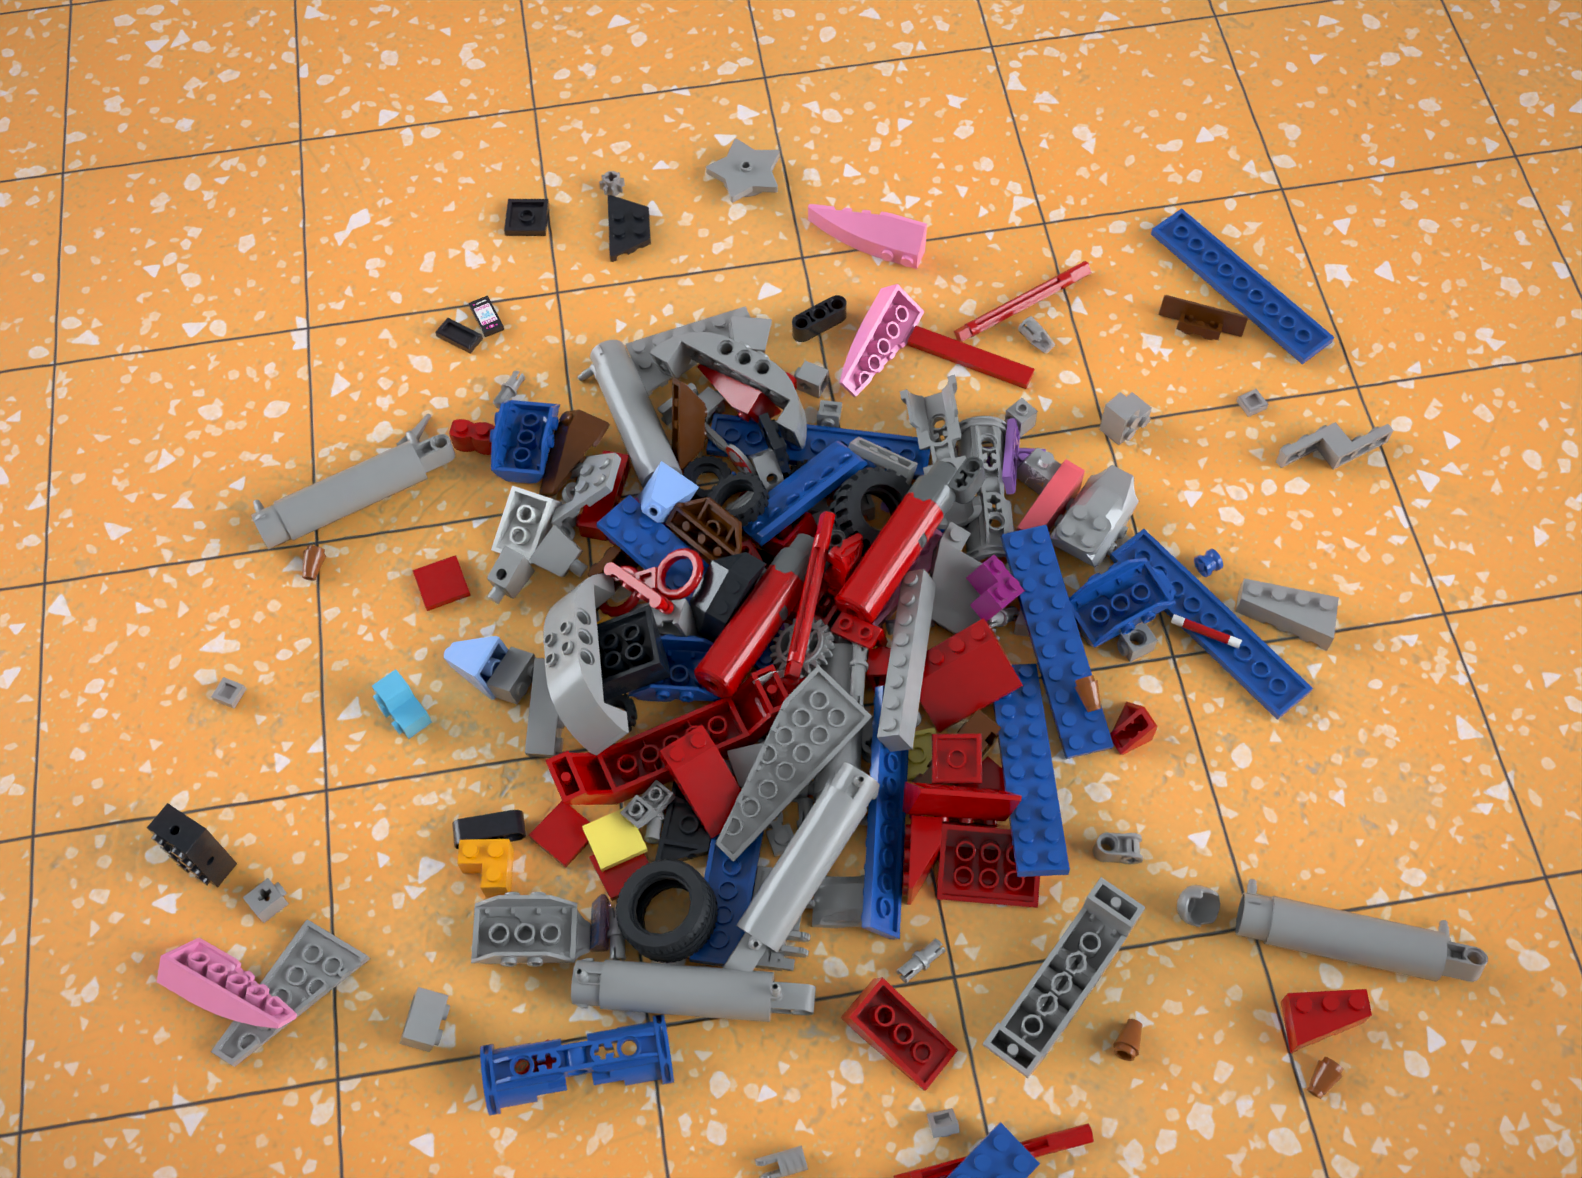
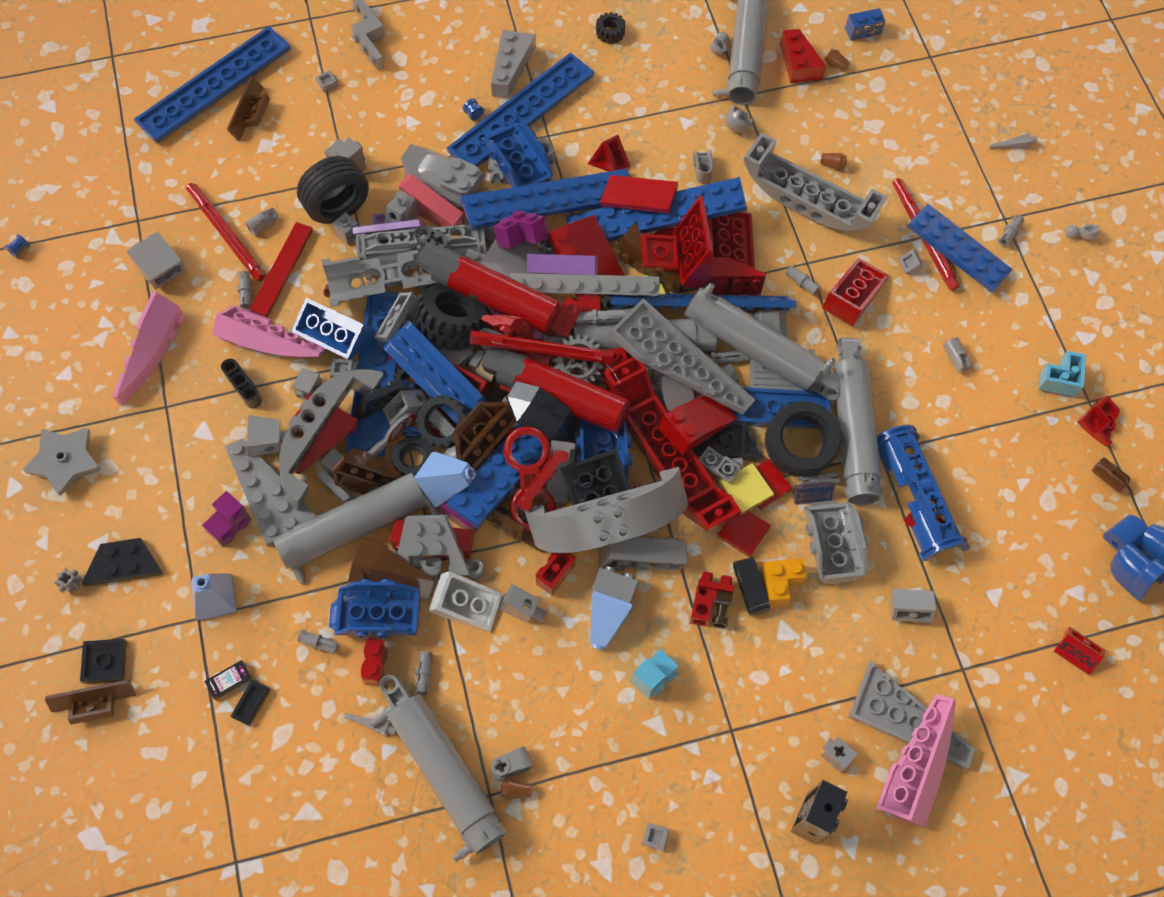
camera: 100 degrees left, 5 degrees up
(338, 557) = (514, 763): none -> light grey piece
(441, 583) = (526, 668): red tile -> none
(456, 484) = (423, 672): none -> light grey pin
(483, 207) = (90, 702): none -> reddish brown bracket
(486, 781) = (709, 595): none -> red hips
(534, 607) = (555, 571): none -> red brick
(559, 554) = (498, 566): light grey torso -> none
(576, 296) = (213, 595): none -> light blue slope
(656, 307) = (227, 520): none -> magenta brick
(875, 398) = (331, 329): none -> blue slope
(940, 635) = (562, 264): none -> medium lavender tile
(942, 320) = (244, 289): none -> light grey pin
(980, 235) = (156, 260): none -> light grey brick
(1008, 118) = (17, 246): none -> blue bush
(1053, 743) = (639, 194): none -> red tile
(1062, 391) = (332, 189): none -> black tyre
(1089, 692) = (594, 174): dark orange cone -> none
(1206, 631) = (534, 106): red bar -> none
(1345, 900) = (719, 45): none -> light grey plate
(1371, 736) = (610, 35): none -> black tyre
(1399, 1133) = (865, 24): none -> blue brick

